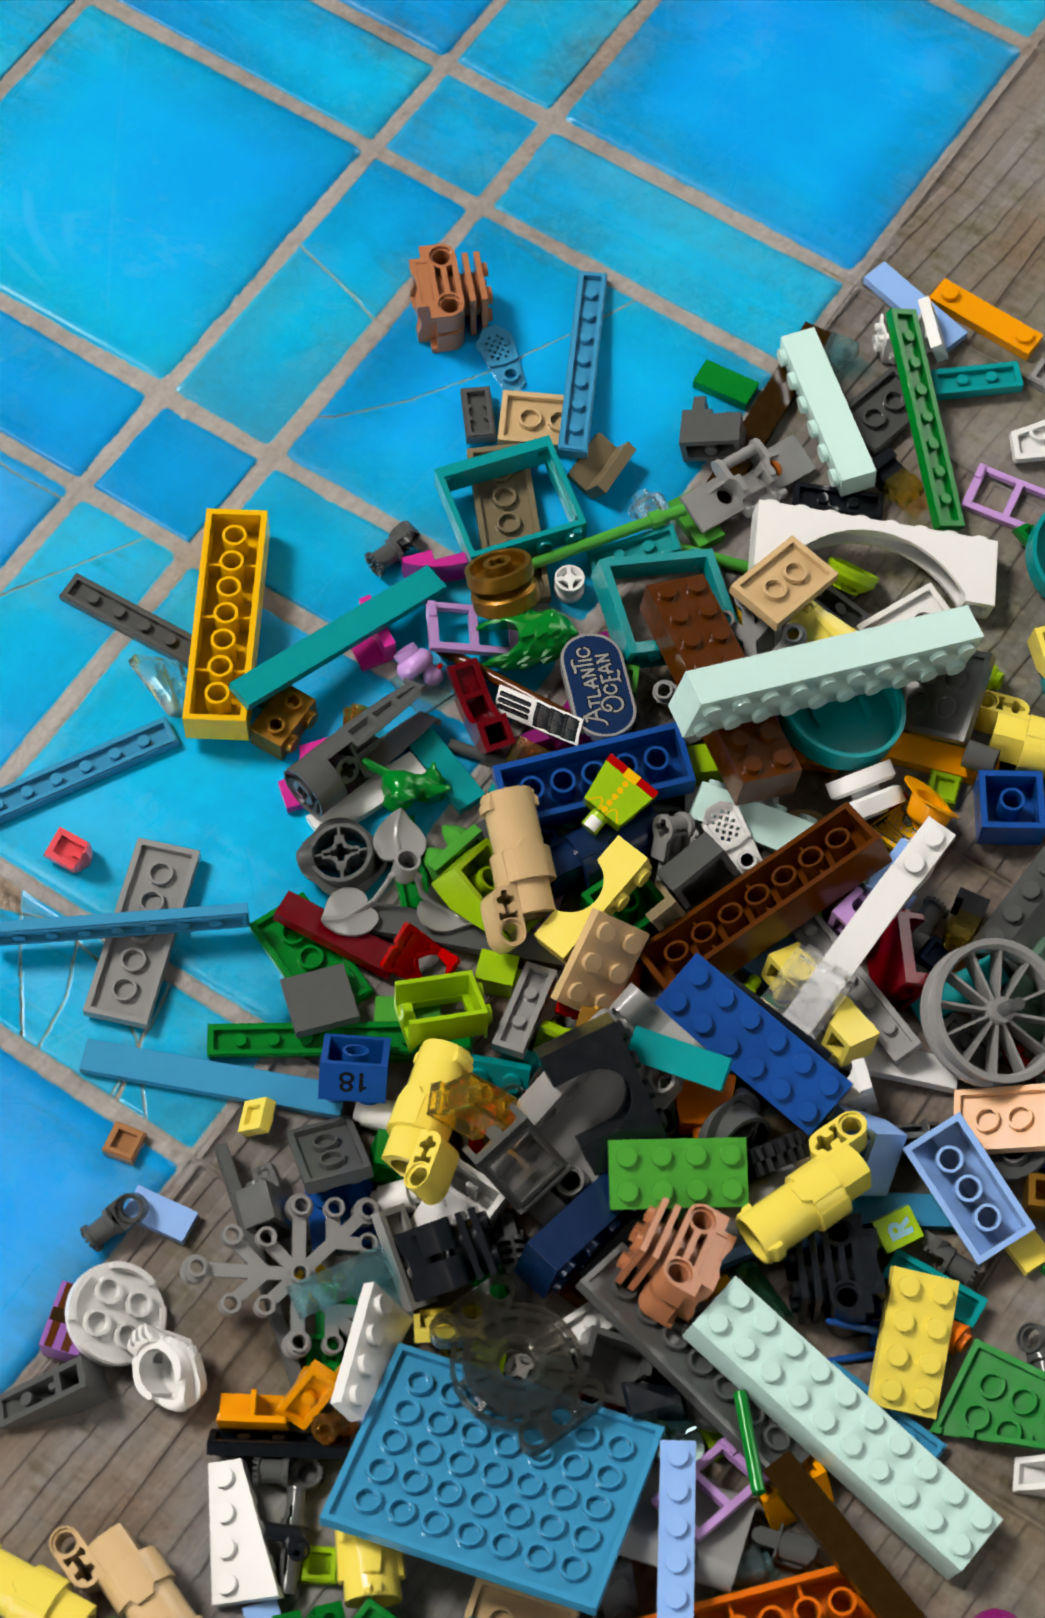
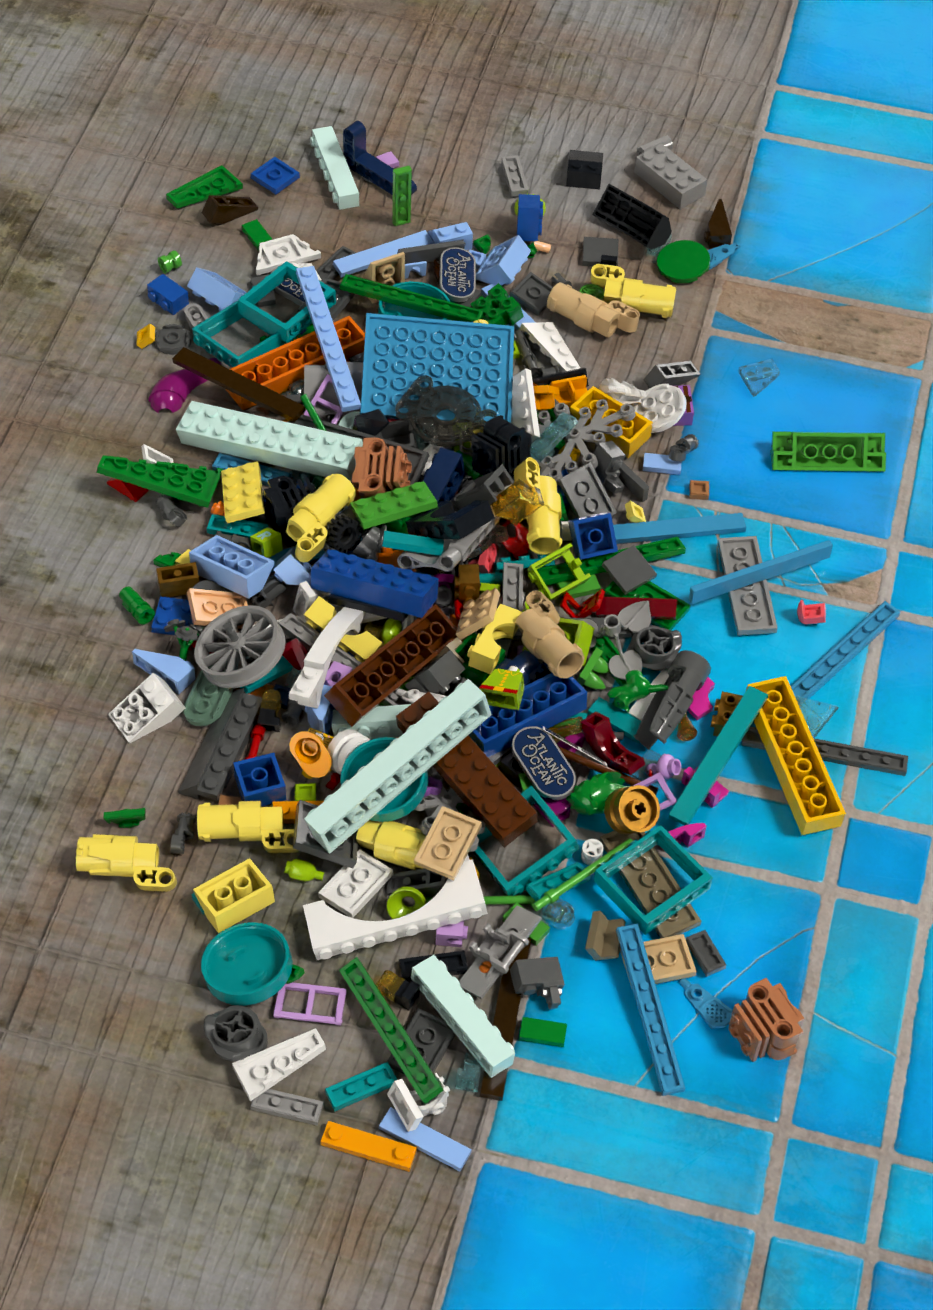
camera: 160 degrees right, 10 degrees down
(228, 1345) = (634, 432): none -> yellow brick
(292, 1539) = (525, 345): black arm -> none
(392, 551) = (716, 841): dark grey connector -> none
(808, 990) = (350, 612): clear plate -> none
(980, 757) = (286, 800): dark grey beam -> none
(1011, 858) = (257, 735): none -> red bar

